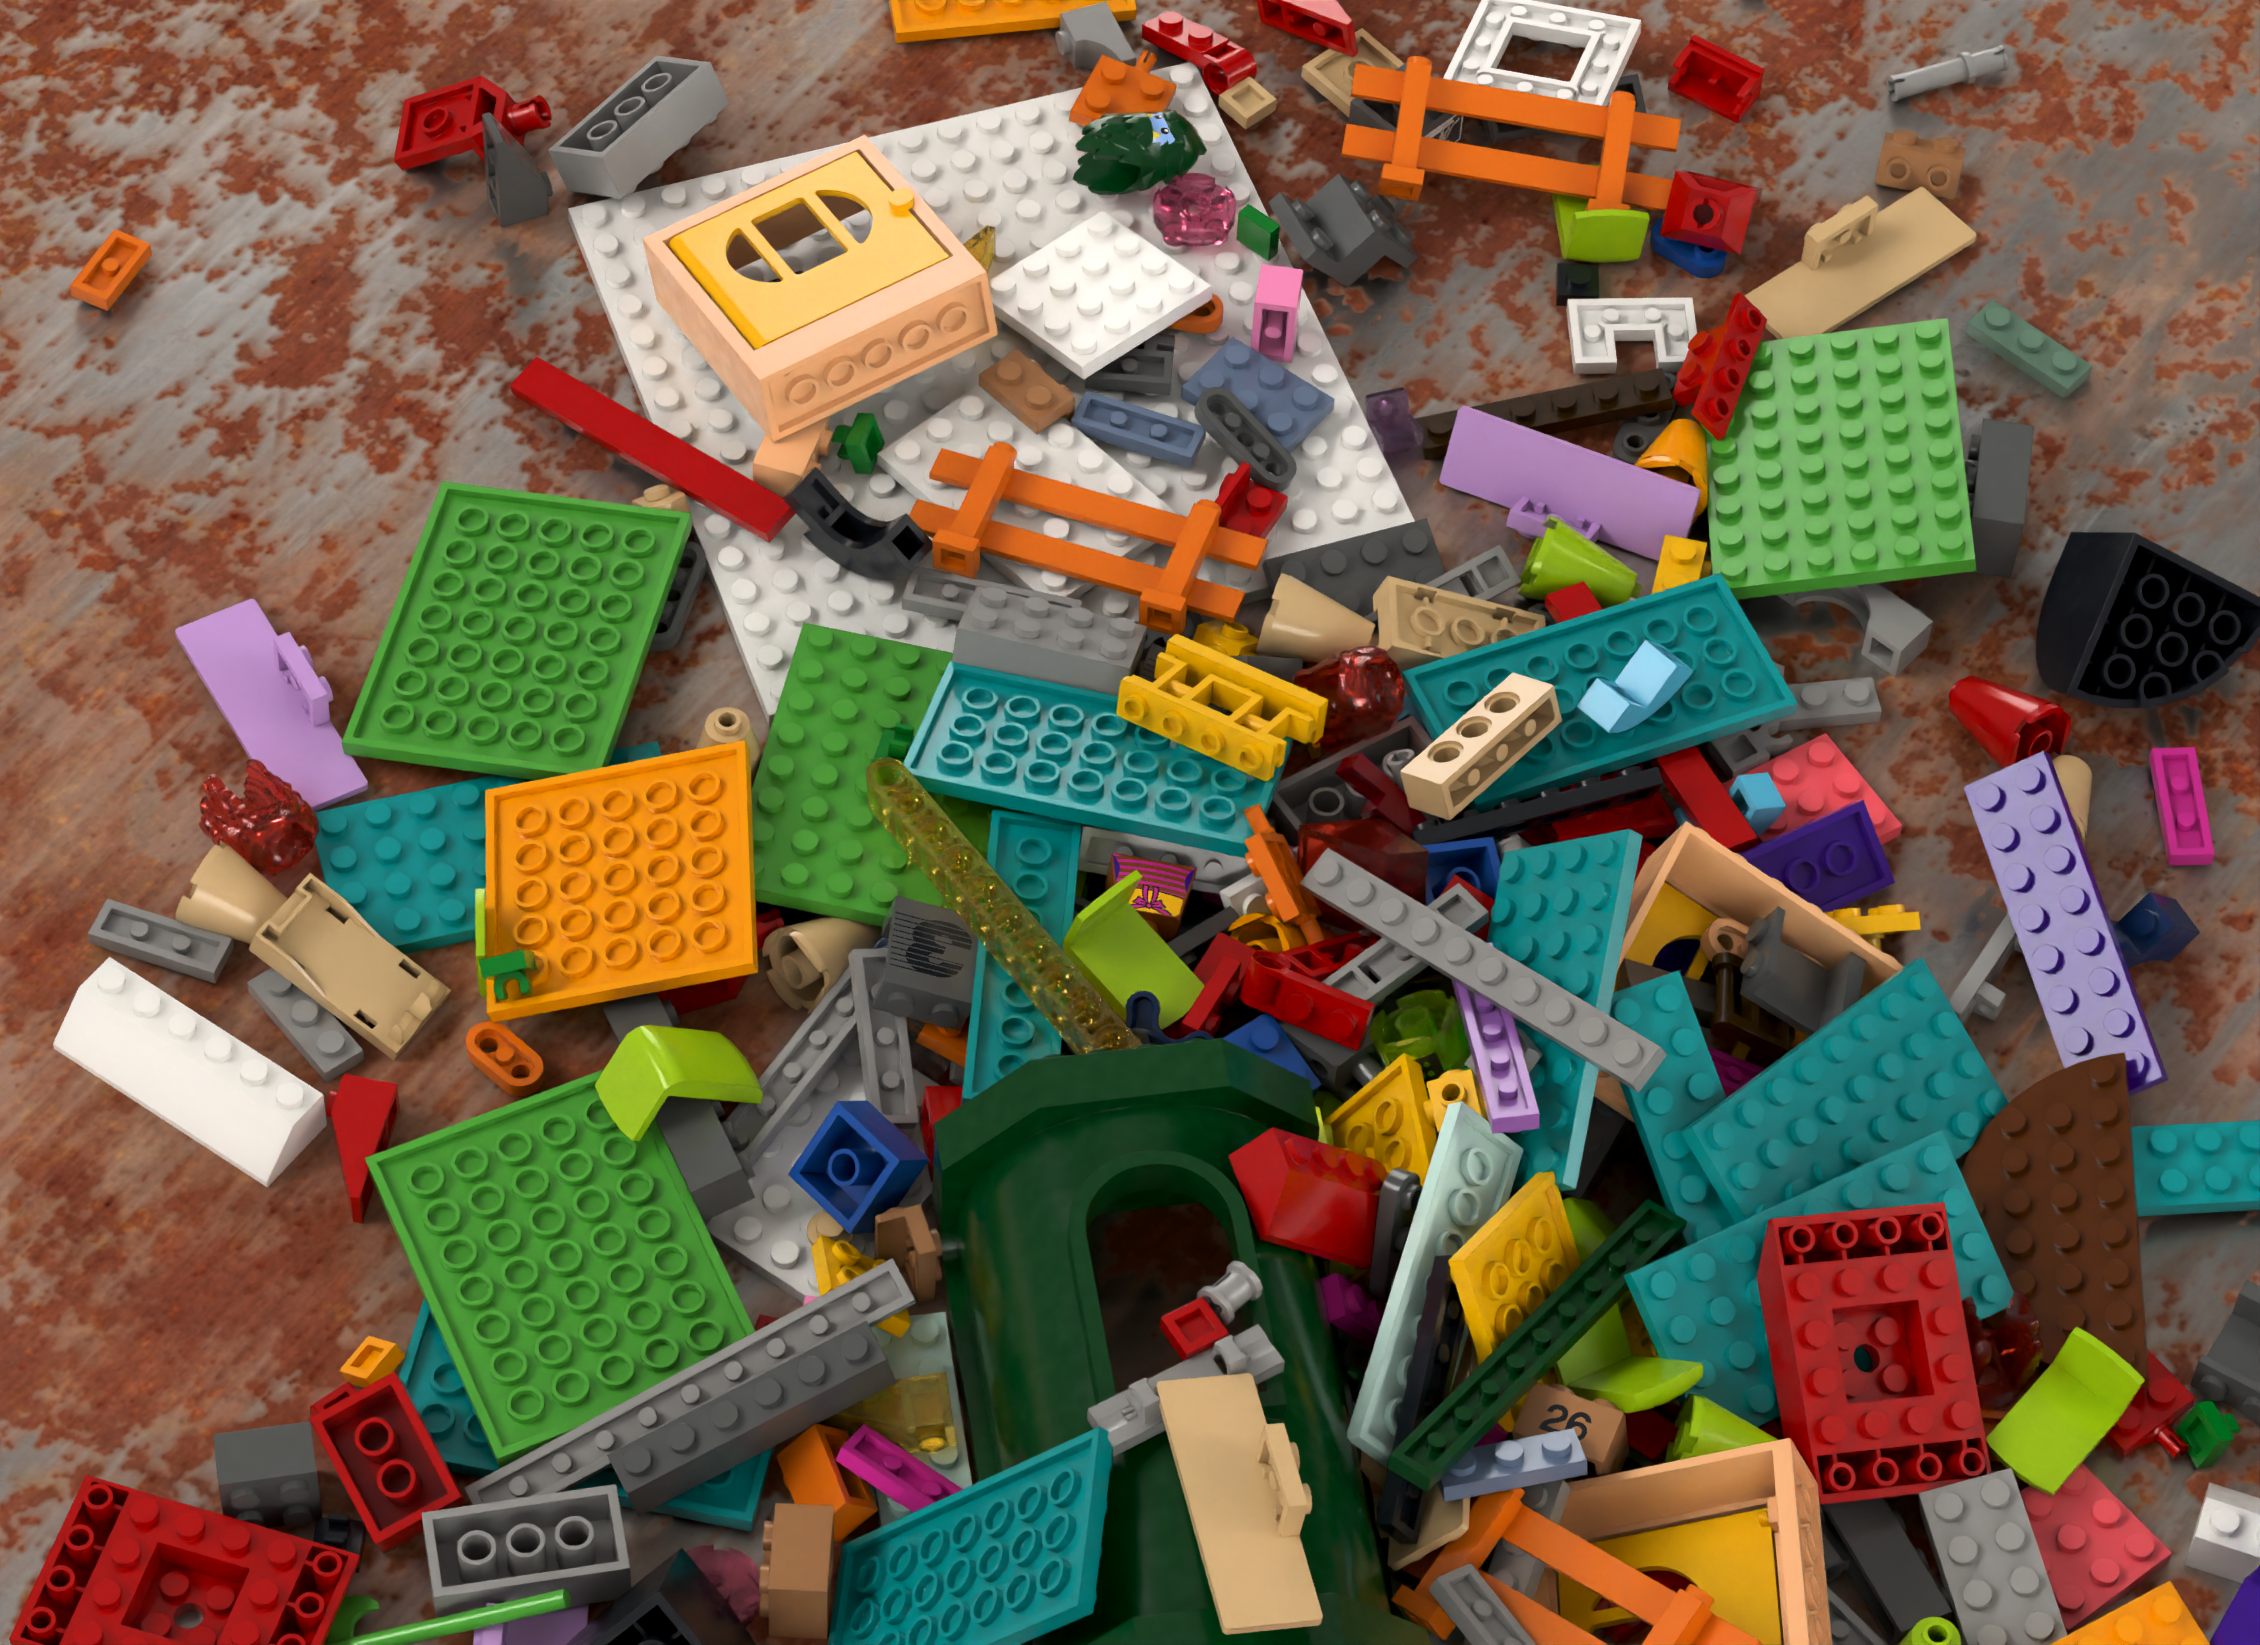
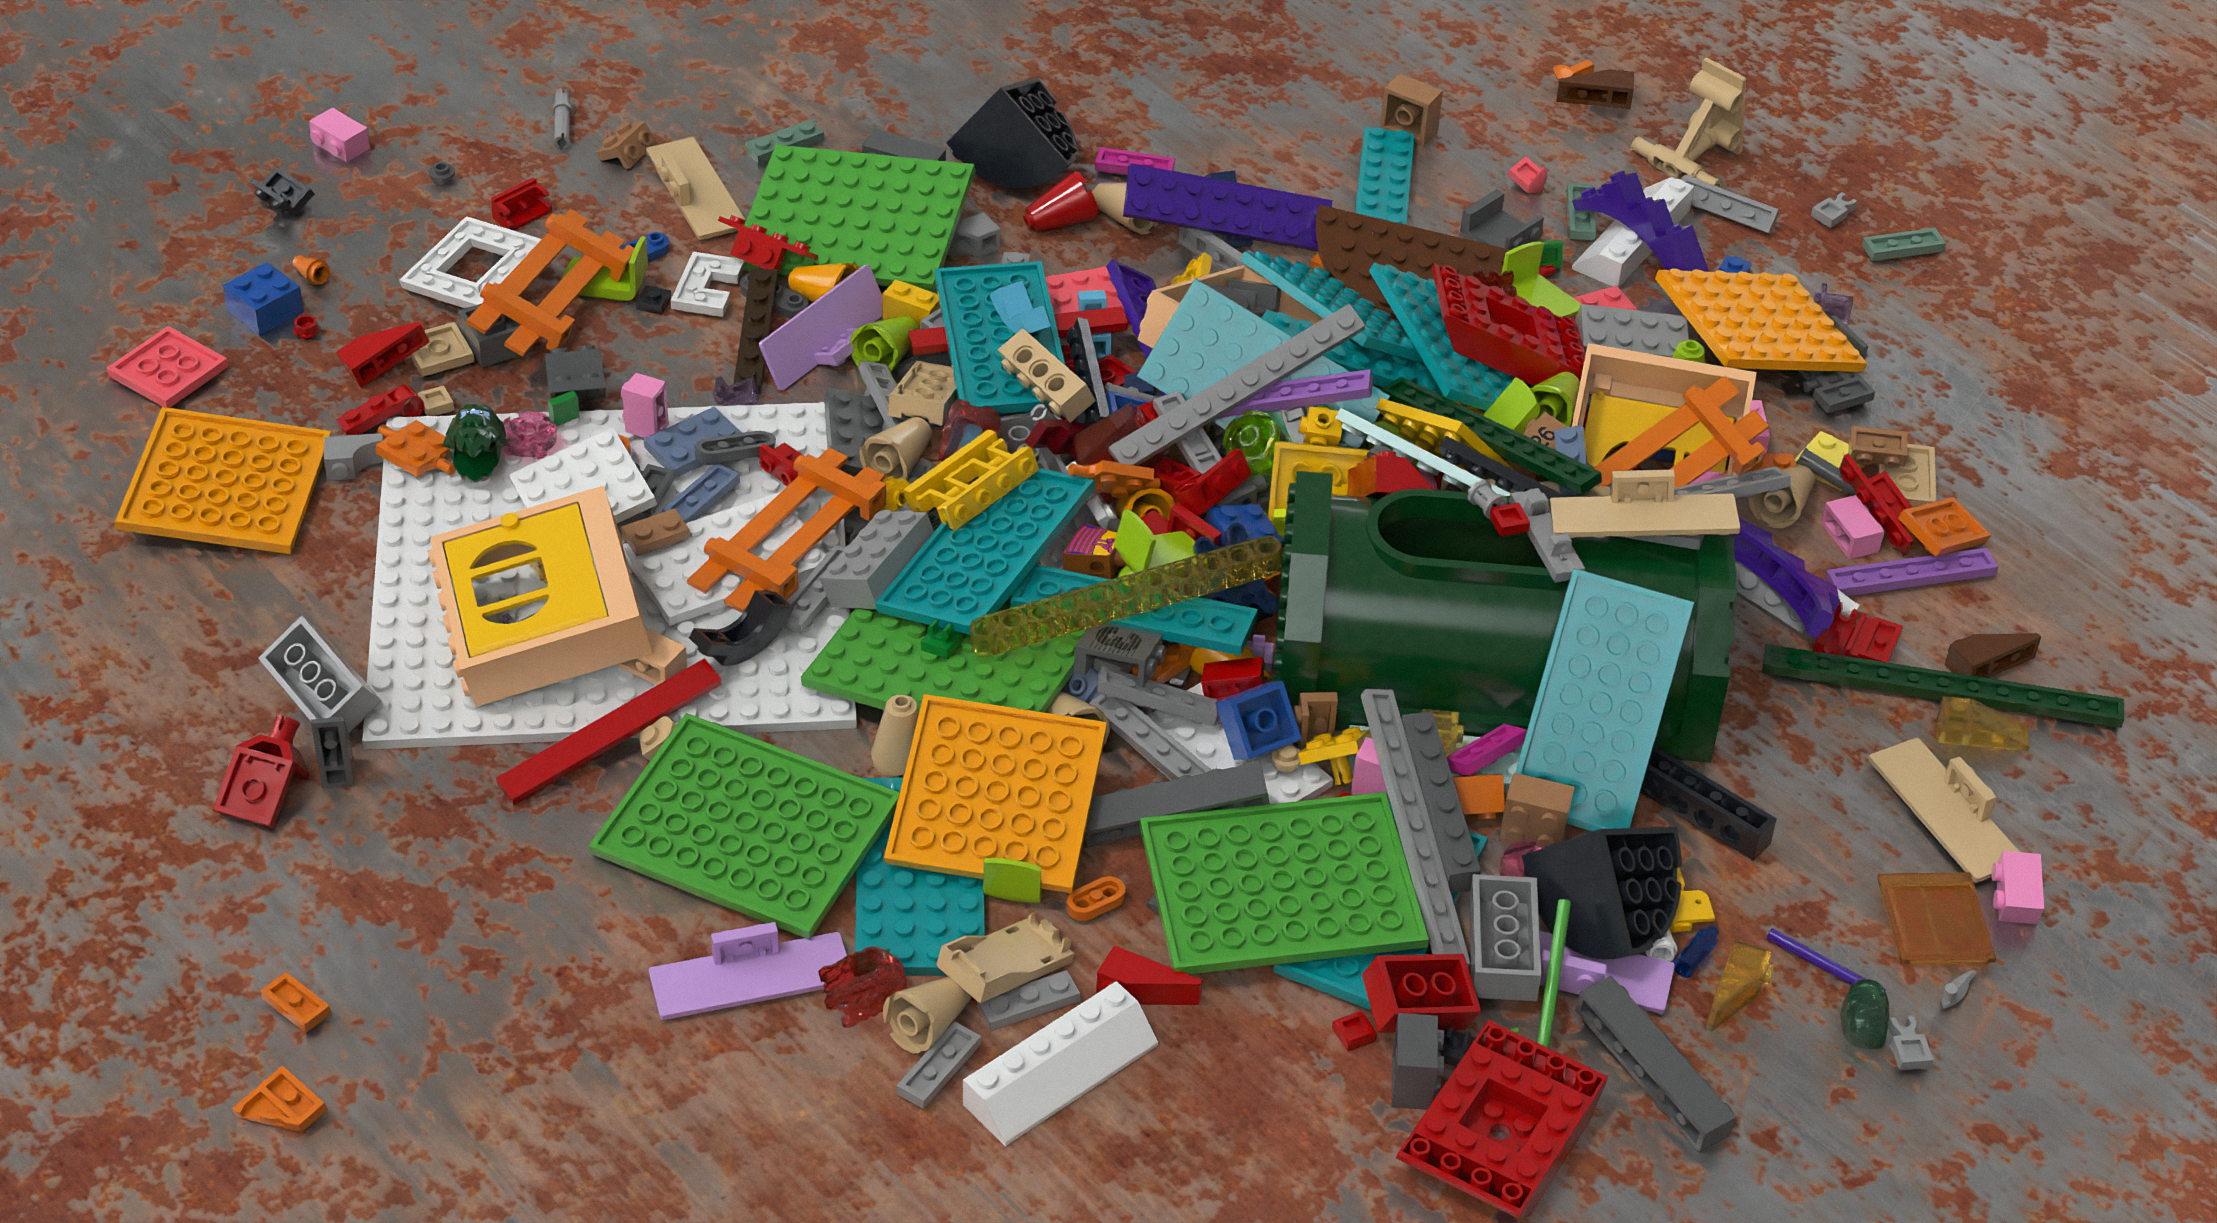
camera: 75 degrees left, 10 degrees down
(372, 1361) = (1325, 1003): light orange plate -> none
(508, 967) = (1052, 858): green tile -> none
(672, 1062) = (1173, 794): lime piece -> none
(860, 442) = (660, 620): green tile -> none
(1709, 211) = (637, 218): red plate -> none

